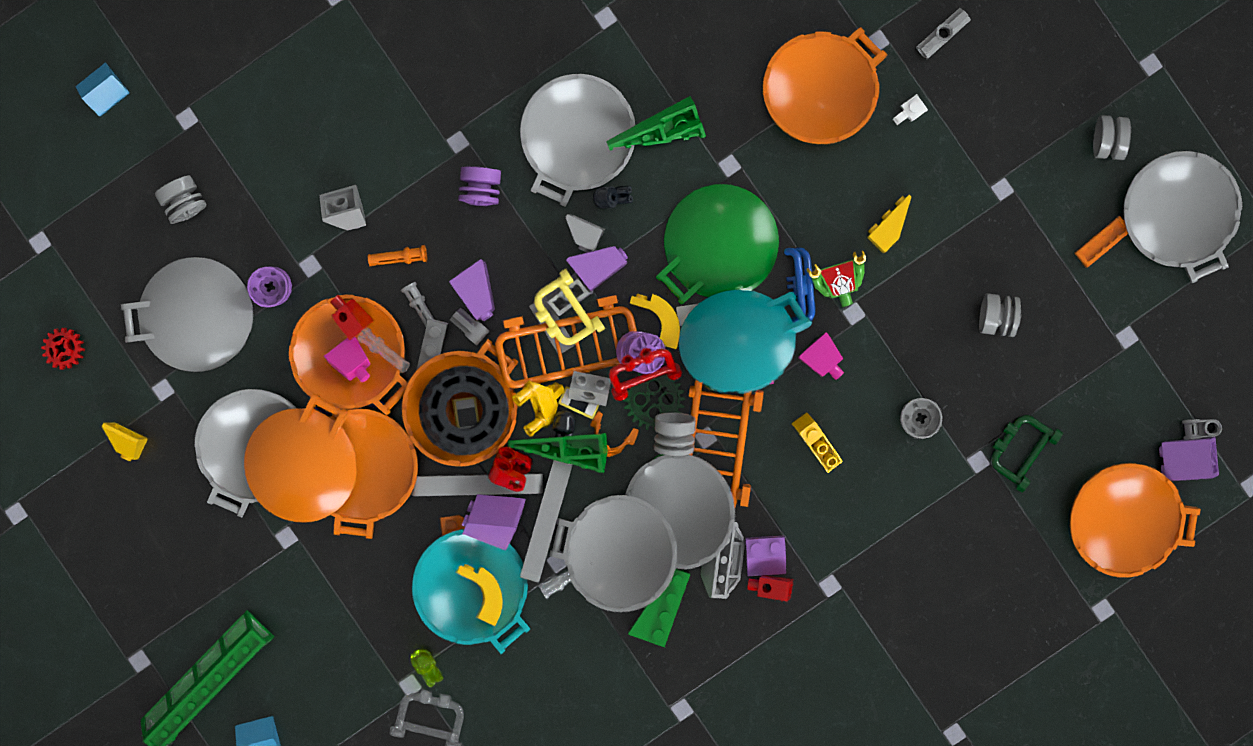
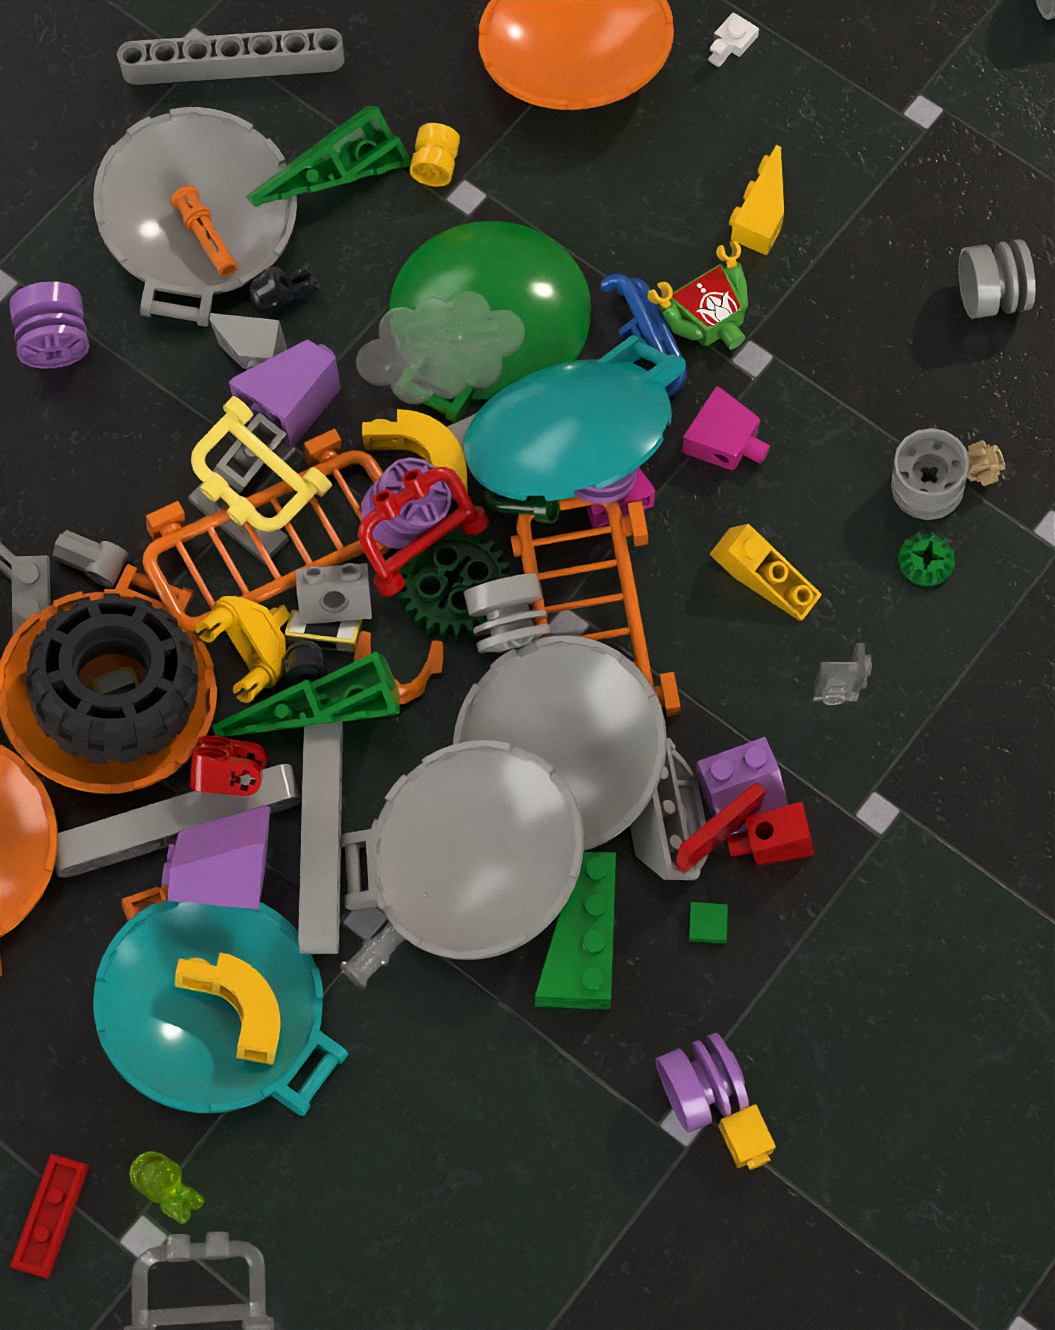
camera: 15 degrees left, 20 degrees down
(368, 662) = (49, 1216): none -> red tile
(475, 290) = (80, 488): medium lavender slope -> none
(574, 141) = (194, 209): none -> orange pin
(615, 31) = (215, 54): none -> light grey beam
(686, 265) = (440, 347): none -> clear plate
(695, 699) = (702, 1082): none -> medium lavender wheel
(709, 729) = (747, 1137): none -> yellow brick
(718, 139) = (435, 154): none -> yellow wheel
(726, 617) = (708, 922): none -> green tile
(745, 580) = (719, 827): none -> red tile
(832, 519) = (843, 680): none -> clear bracket
(902, 450) = (912, 564): none -> green gear
(953, 417) = (984, 463): none -> tan gear

